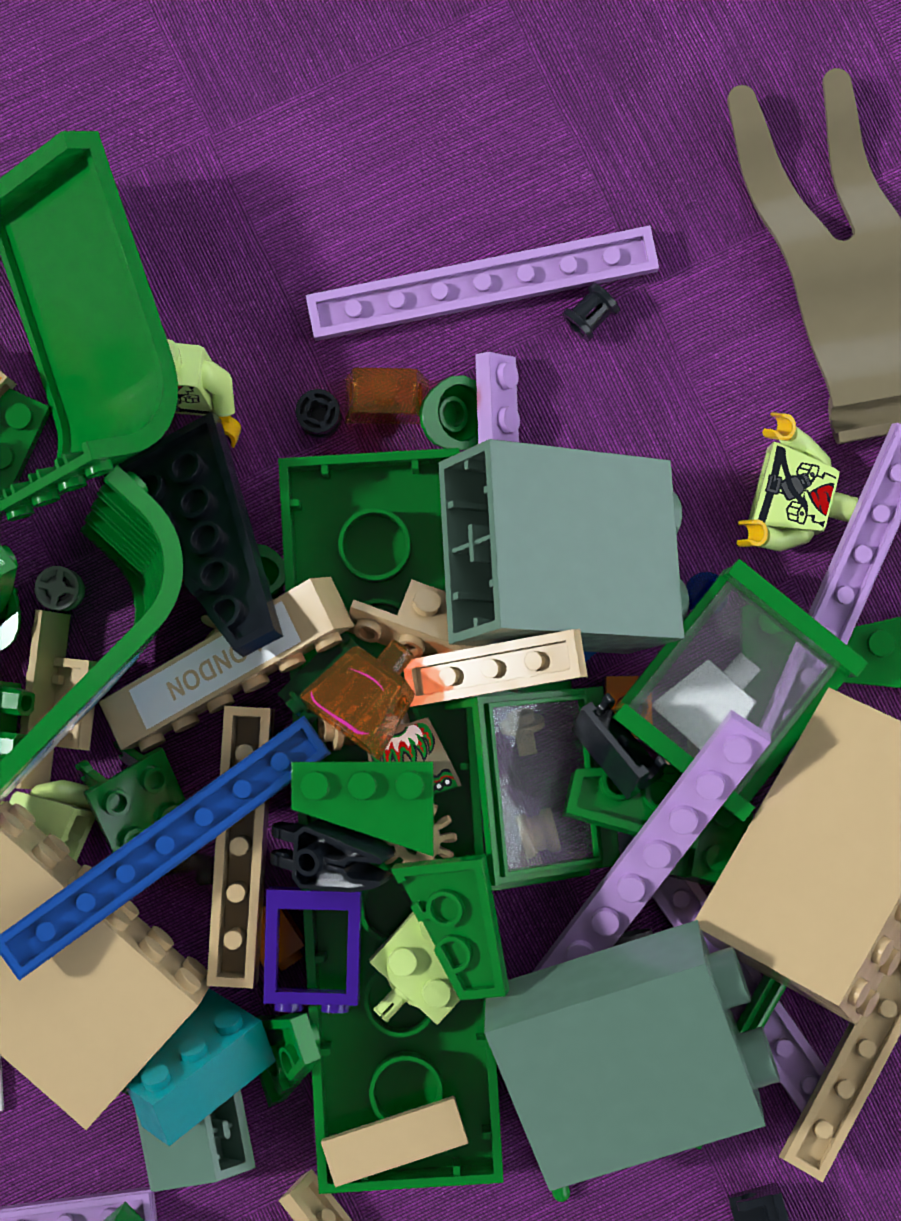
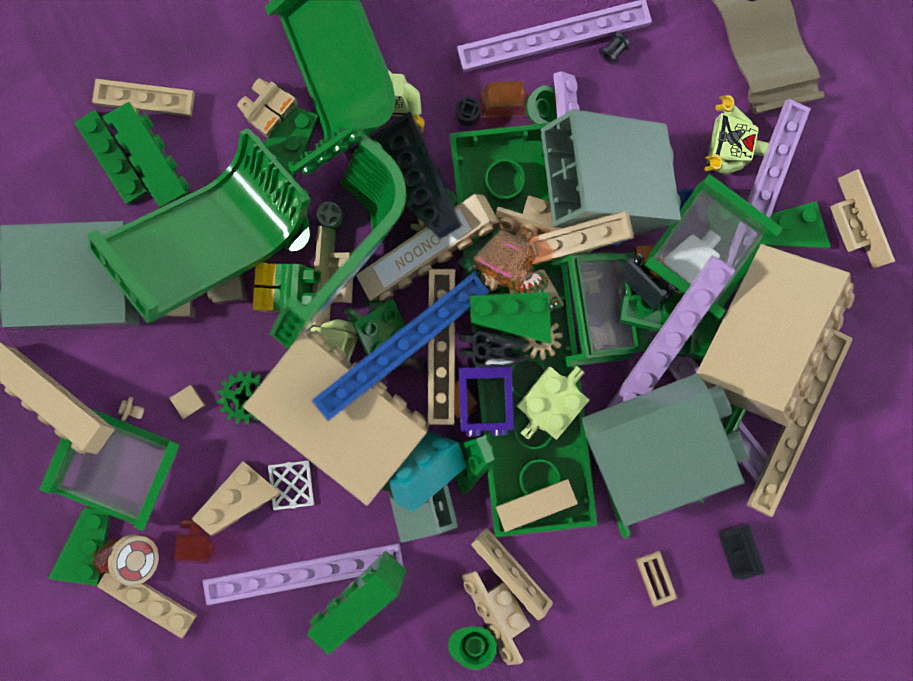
camera: 10 degrees left, 0 degrees up
(460, 915) = (567, 376): green wing -> none

